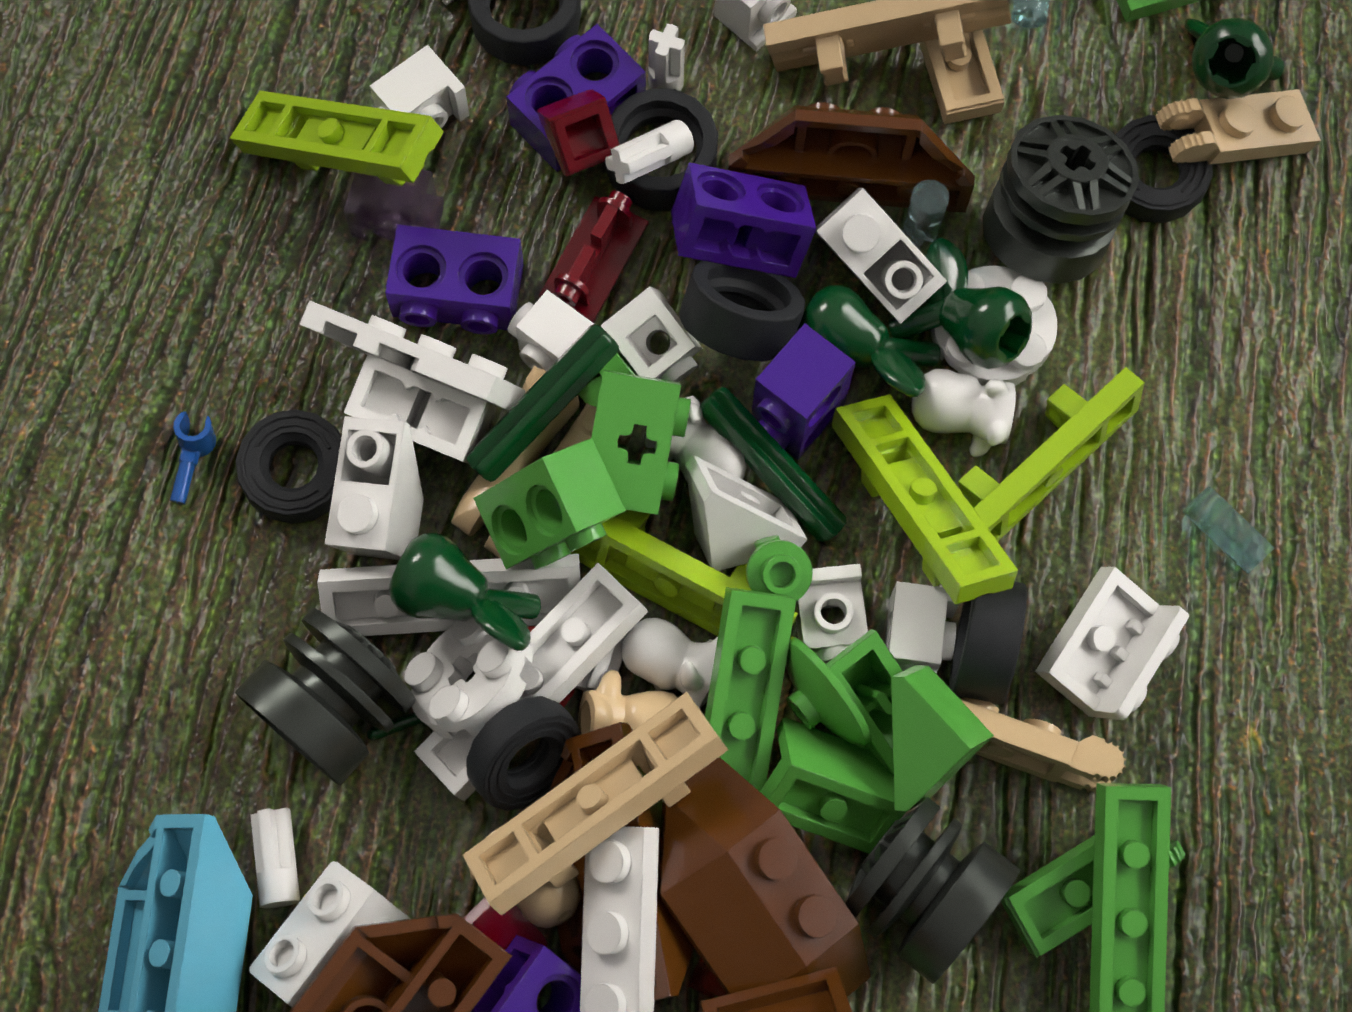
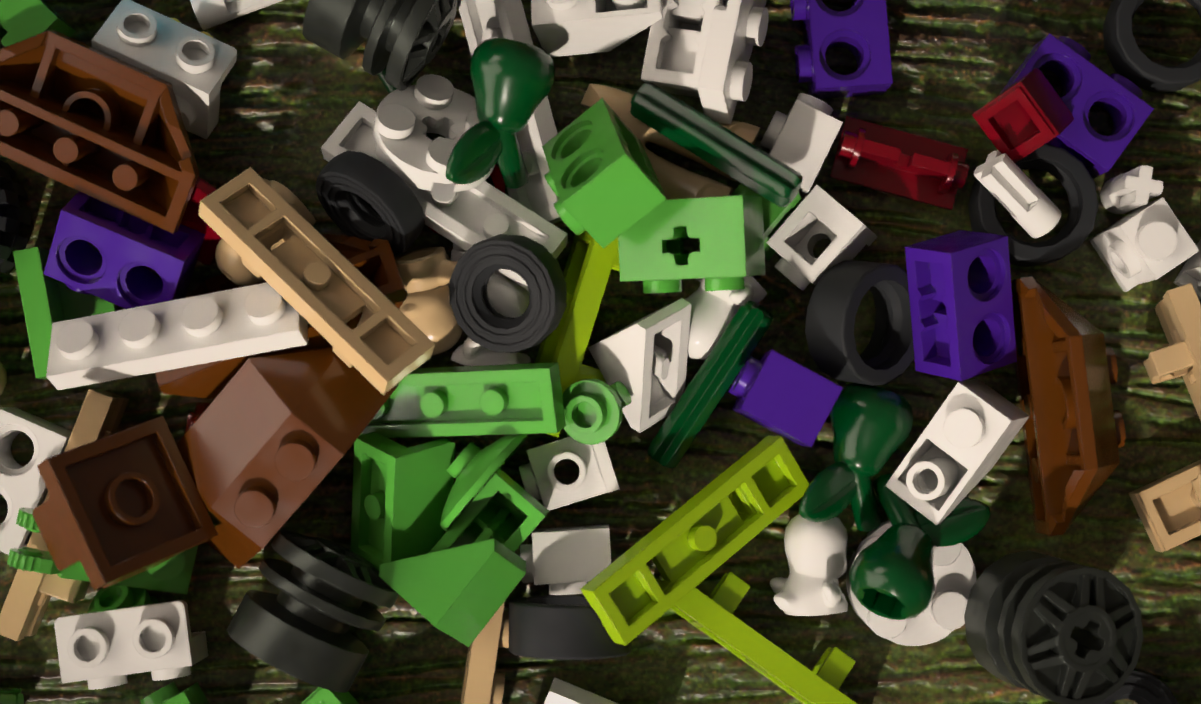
camera: 80 degrees right, 15 degrees up
(676, 651) = (542, 278): none -> black tyre
(719, 60) = (1144, 244): none -> white brick
(926, 212) = (1015, 491): clear light blue piece -> none

